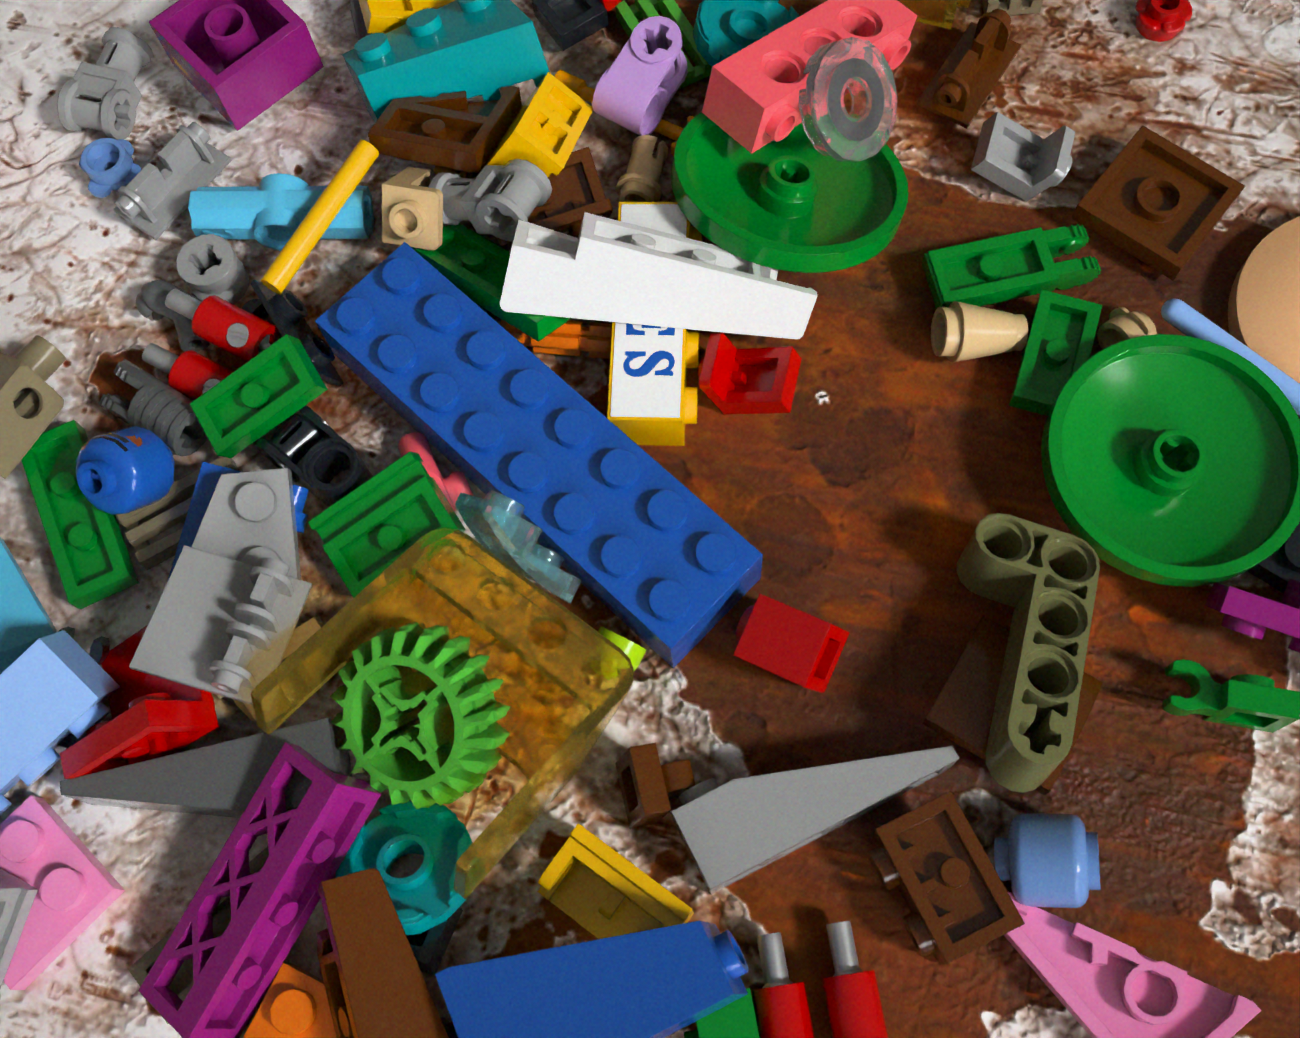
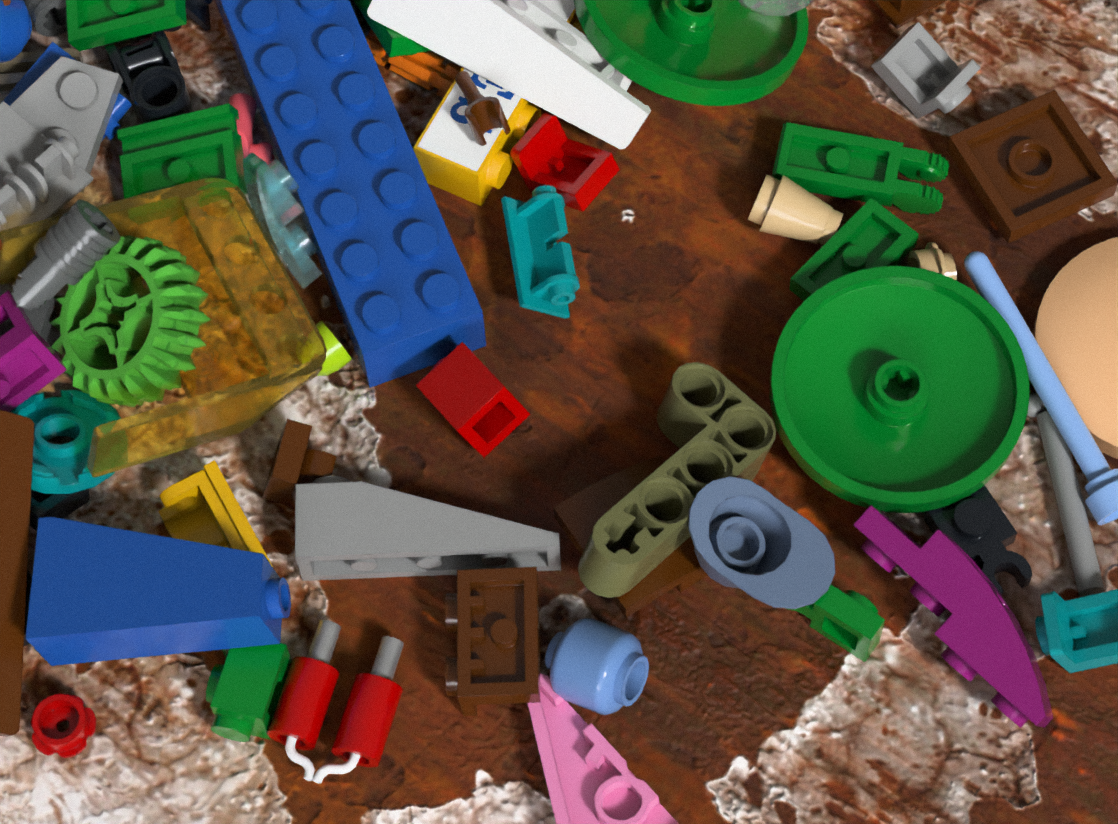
camera: 20 degrees right, 5 degrees down
(329, 684) = (64, 255): none -> dark grey hinge
(659, 357) = (482, 112): none -> reddish brown hand
(788, 489) = (541, 266): none -> teal hinge
(1152, 674) = (759, 544): none -> sand blue piece

